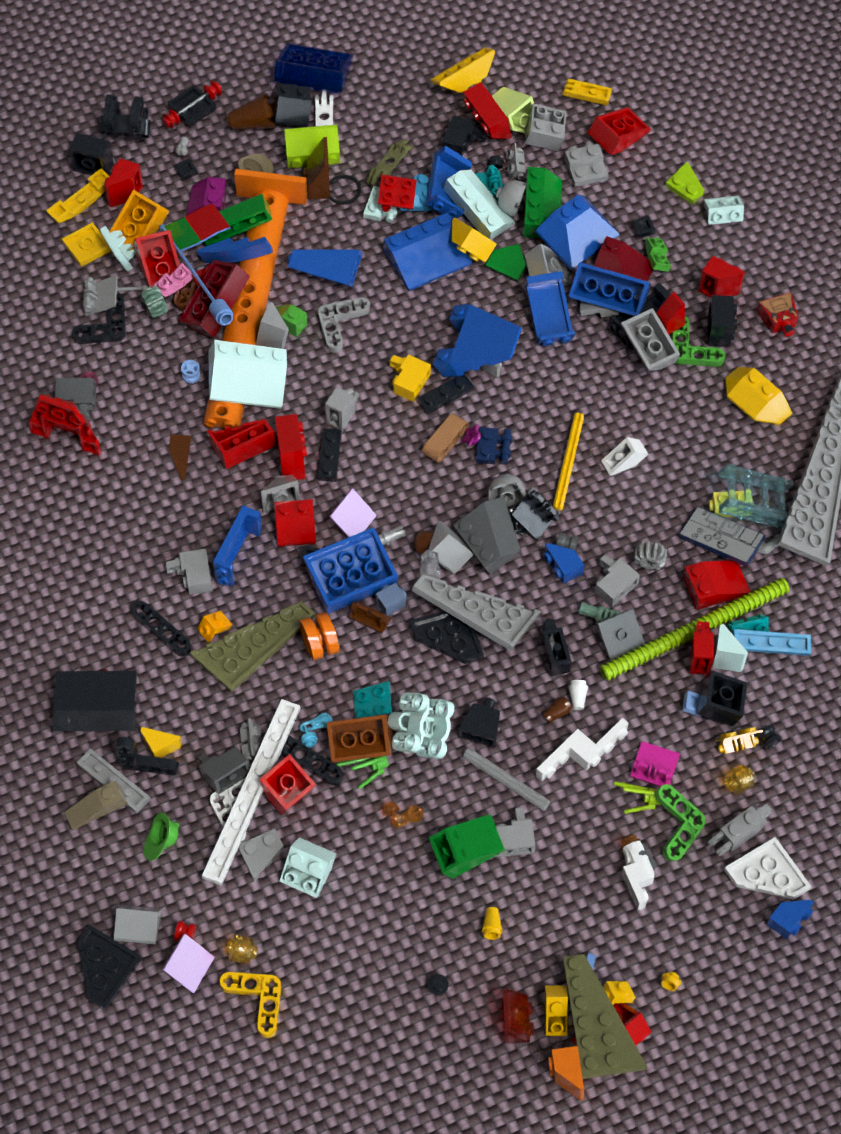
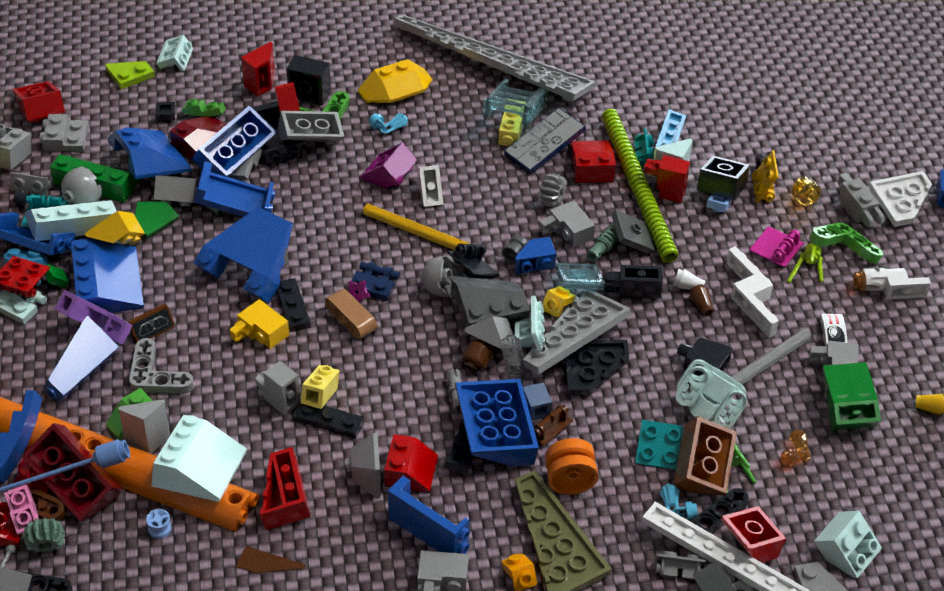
camera: 75 degrees left, 15 degrees down
(290, 445) = (312, 443): red wedge -> none
(352, 436) = (320, 386): none -> light yellow brick
(352, 514) = (421, 409): piece -> none
(375, 255) = (79, 309): none -> medium lavender arch
(386, 300) = (151, 323): none -> slope
(415, 217) = (57, 276): none -> green tile
(470, 575) = (532, 328): none -> light aqua bracket
(517, 591) = (556, 300): none -> yellow bracket
(547, 601) = (579, 276): none -> clear light blue plate
(557, 827) = (833, 328): none -> slope
(635, 419) = (390, 167): none -> magenta slope
(702, 410) = (377, 121): none -> medium azure piece
(779, 314) = (316, 44): torso -> none

